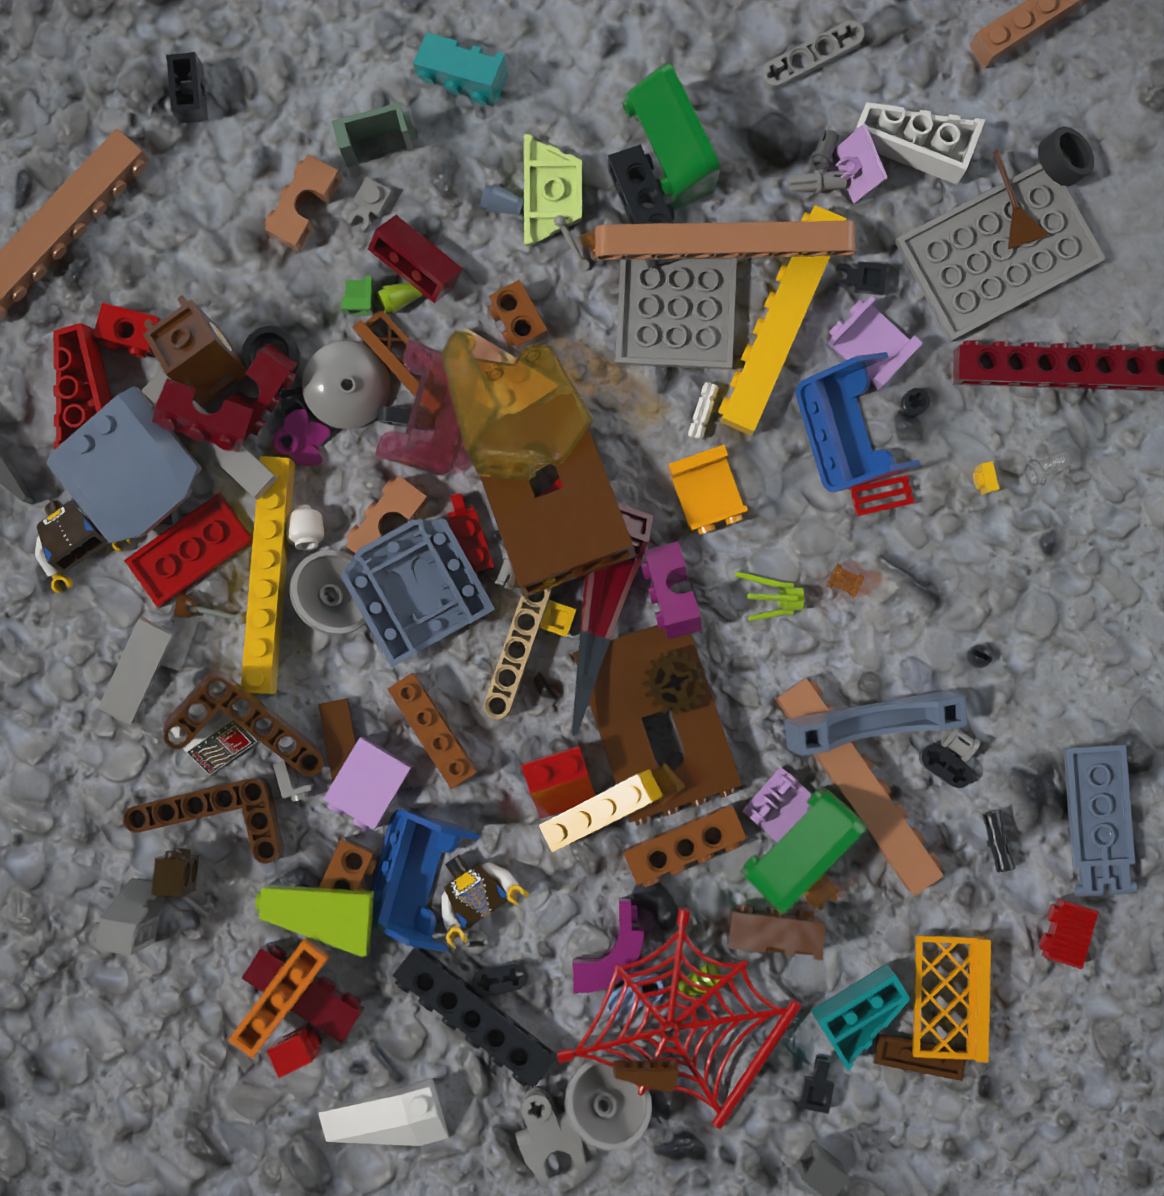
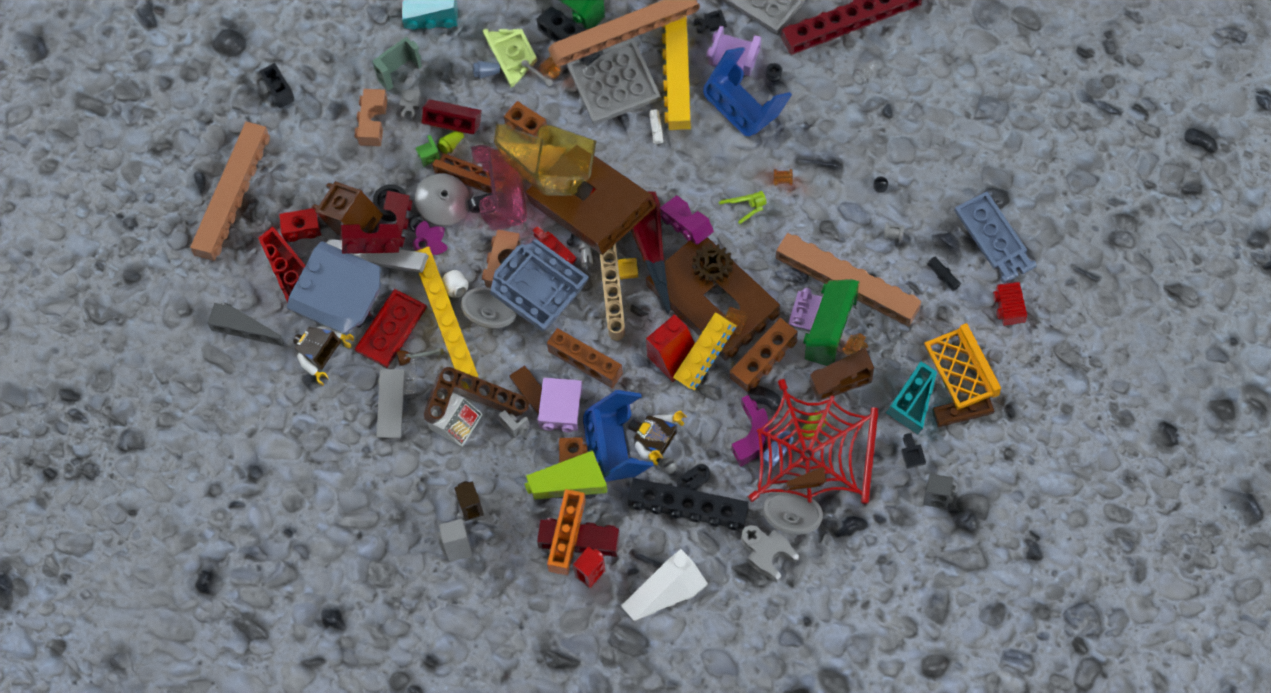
camera: 30 degrees left, 20 degrees down
(212, 805) = (474, 459): reddish brown beam -> none
(707, 490) = (678, 165): light orange panel -> none
(834, 728) = (821, 244): sand blue arch -> none
(906, 490) = (775, 122): red tile -> none
(949, 760) = (892, 249): black beam -> none
(986, 478) = (833, 91): yellow plate -> none

